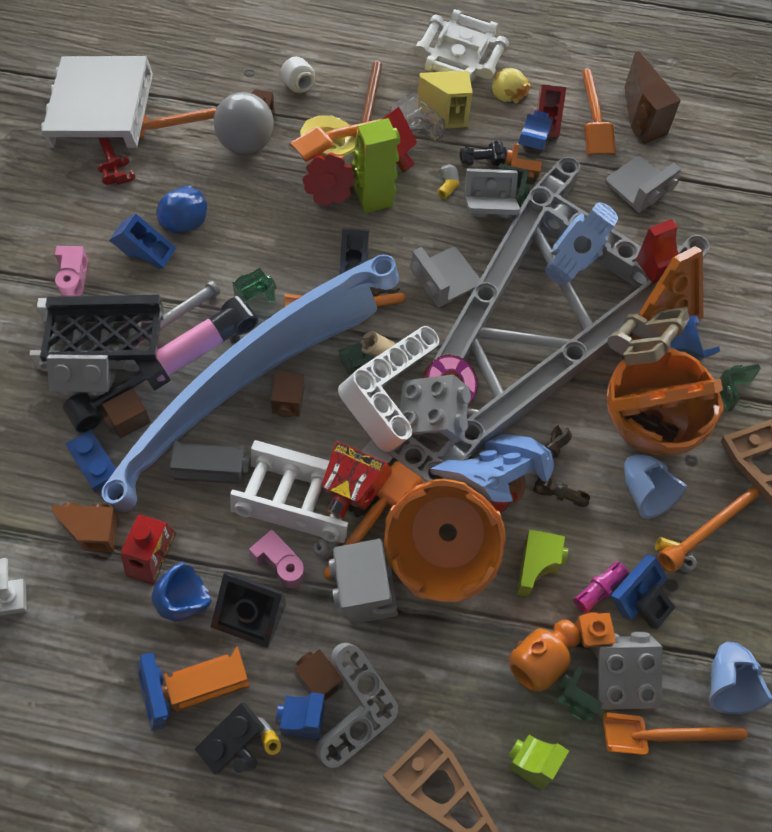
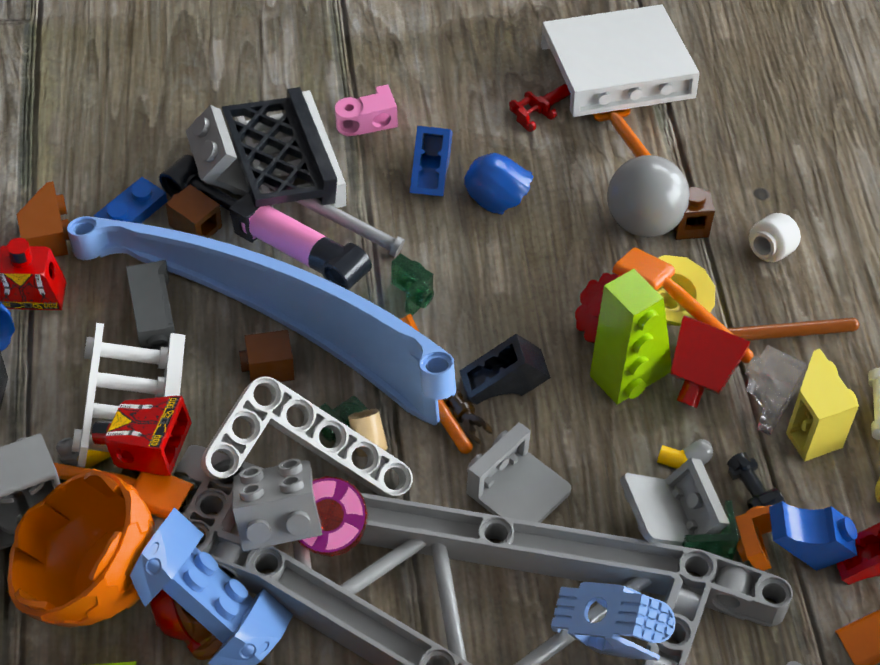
camera: 75 degrees right, 10 degrees down
(279, 558) = (45, 407): bright pink leg -> none

